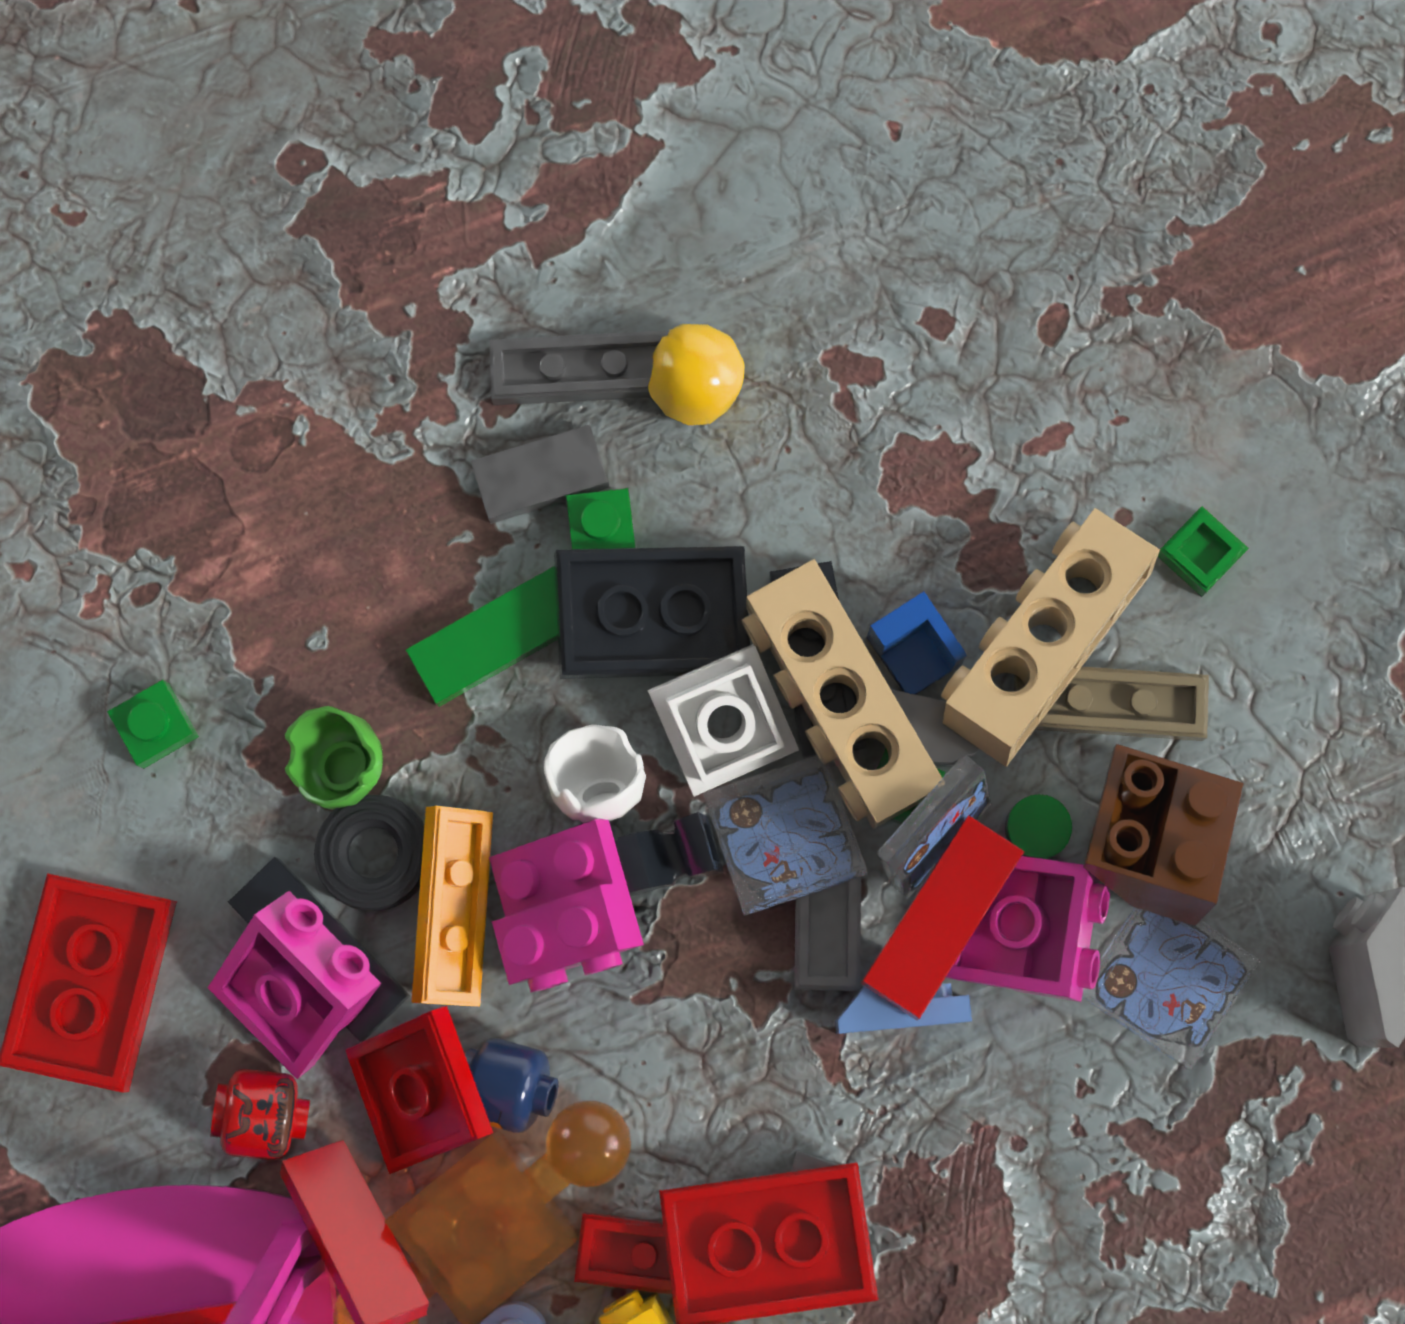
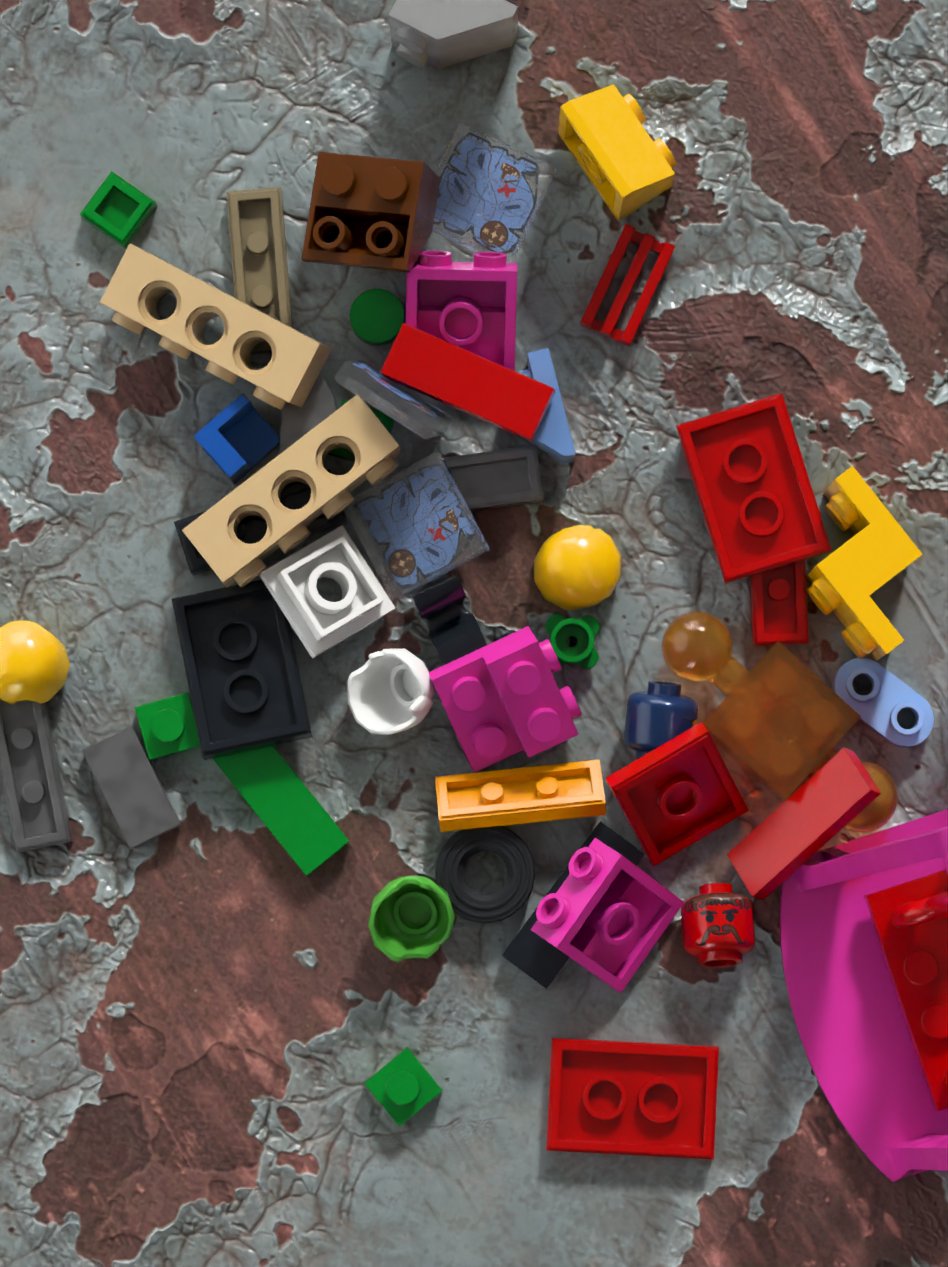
camera: 100 degrees left, 5 degrees up
(633, 1011) = (583, 630): none -> green plate
(708, 1017) = (577, 567): none -> yellow hair
(1085, 1163) = (646, 243): none -> red tile
(1205, 1144) = (616, 149): none -> yellow slope

